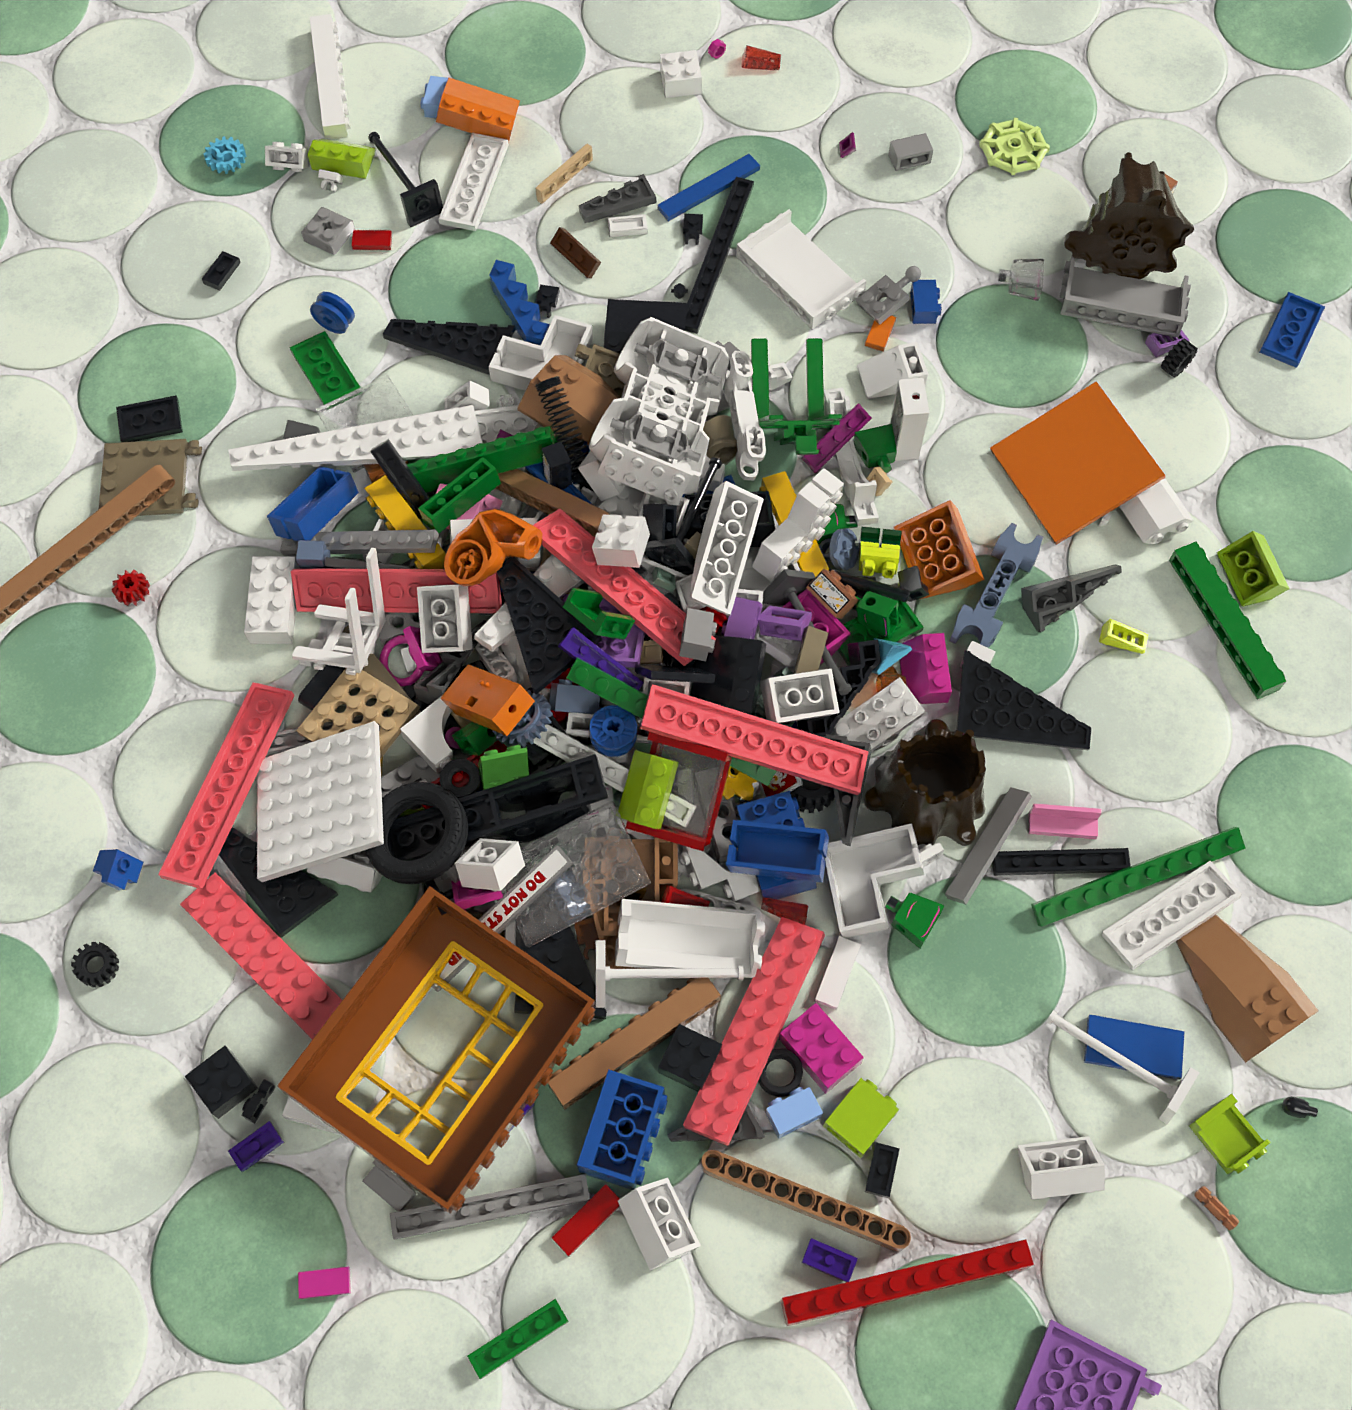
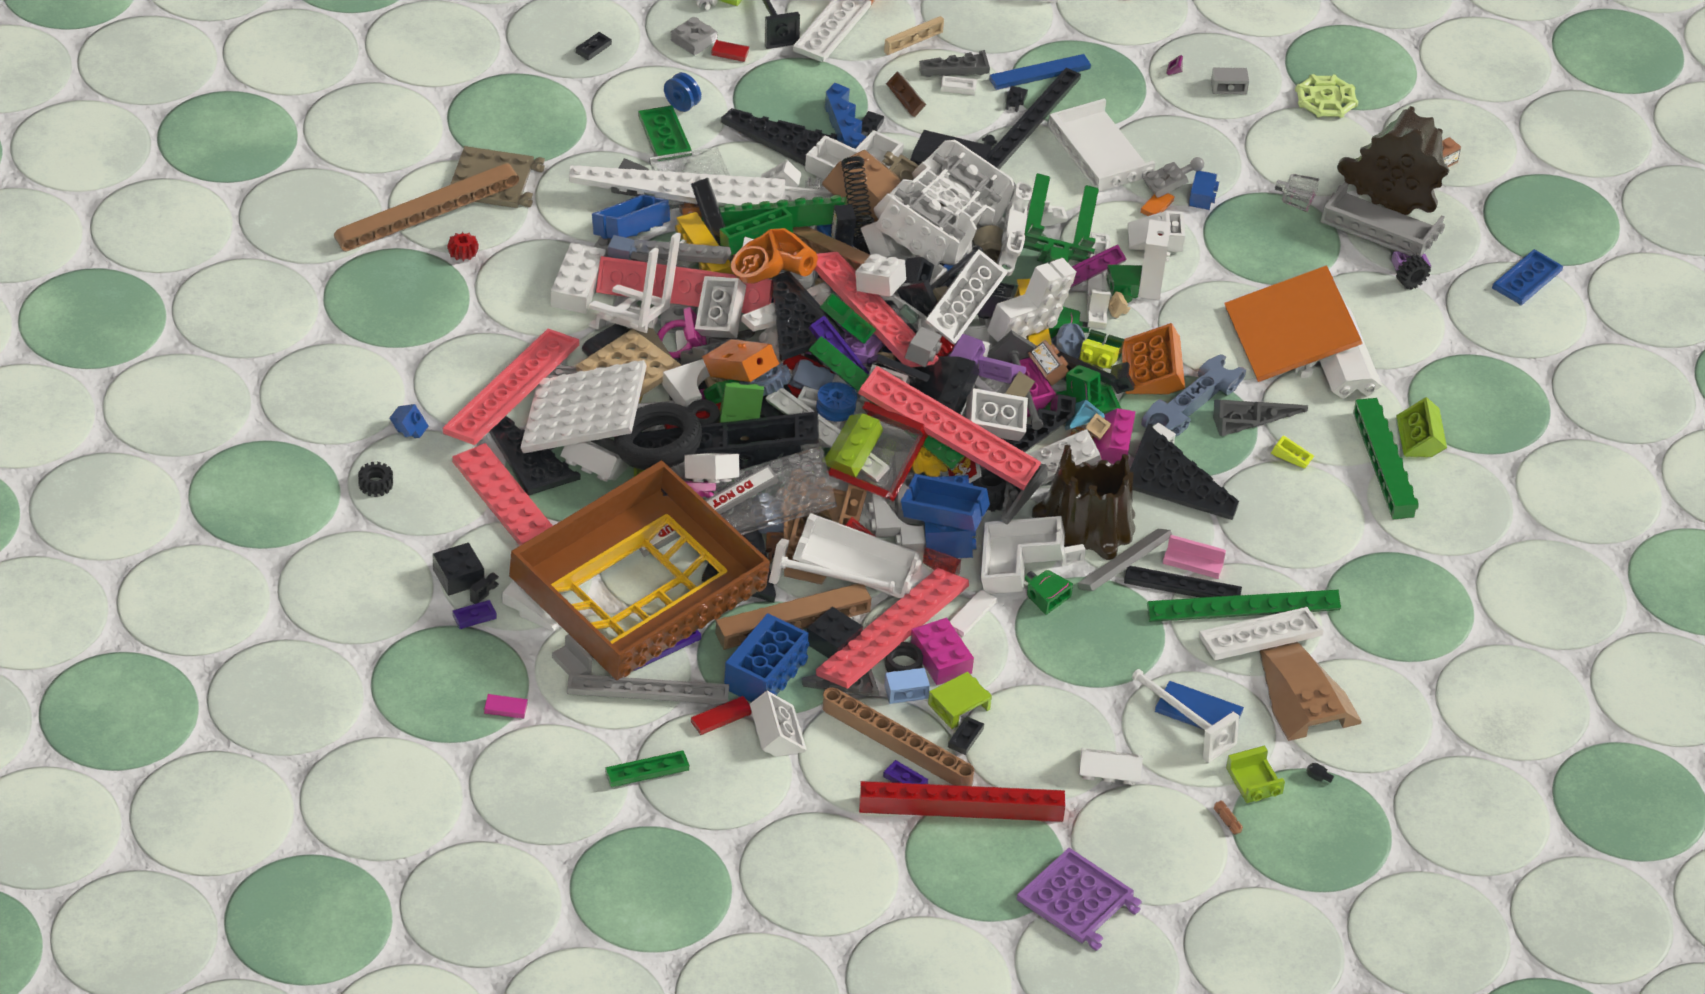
camera: 10 degrees right, 20 degrees down
(149, 419) = (506, 137): black tile -> none
(908, 665) = (1098, 426): none -> tan tile

